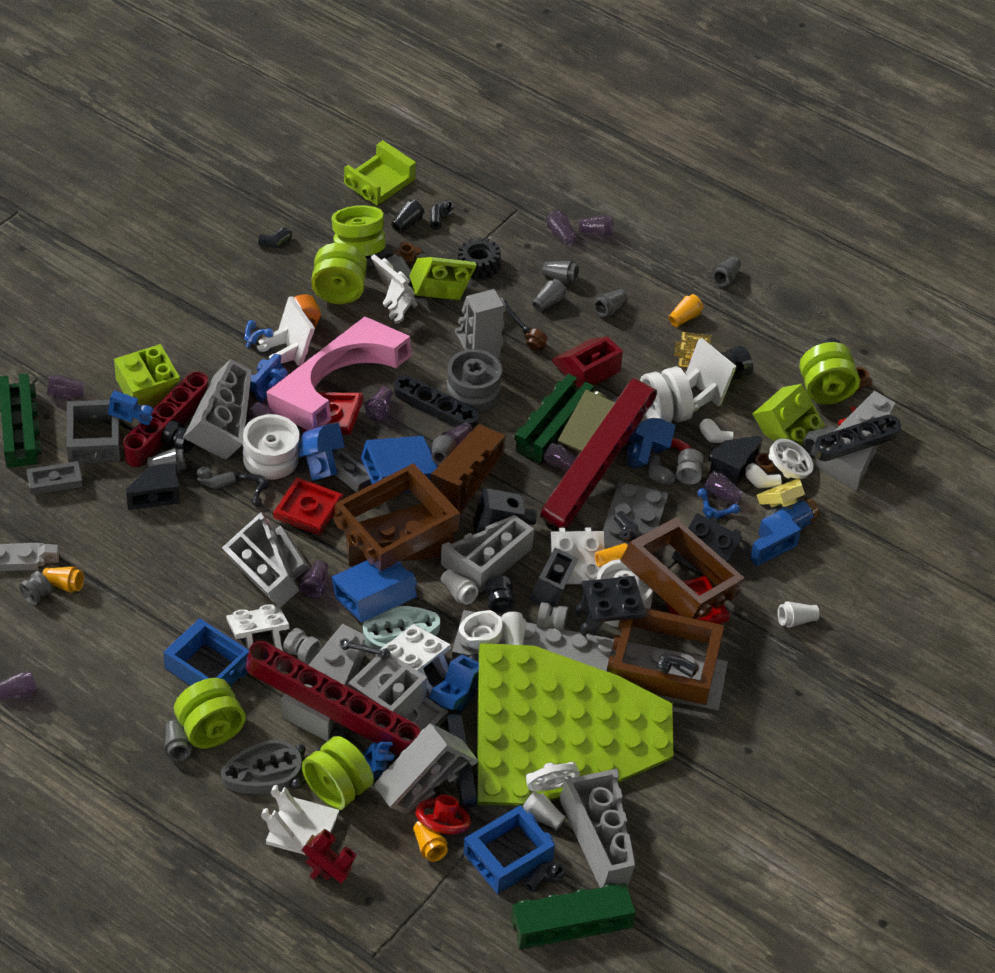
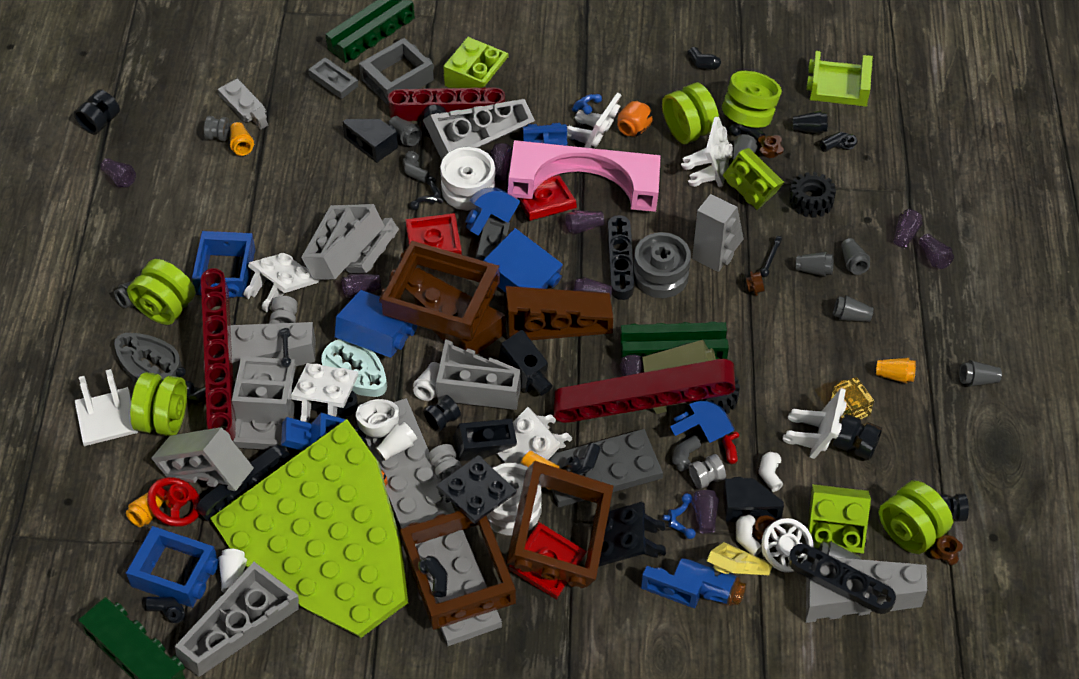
camera: 60 degrees right, 5 degrees up
(62, 386) = (426, 30): clear purple cone -> none
(126, 408) = (420, 68): blue plate -> none
(324, 860) = (75, 446): dark red hips -> none
(377, 757) = (196, 422): blue plate -> none
(442, 448) = (559, 282): dark grey cone -> none
(551, 776) = (249, 550): white wheel -> none
(591, 361) = (760, 333): dark red slope -> none
(673, 396) = (762, 406): white wheel -> none
(794, 614) = (603, 649): white cone -> none

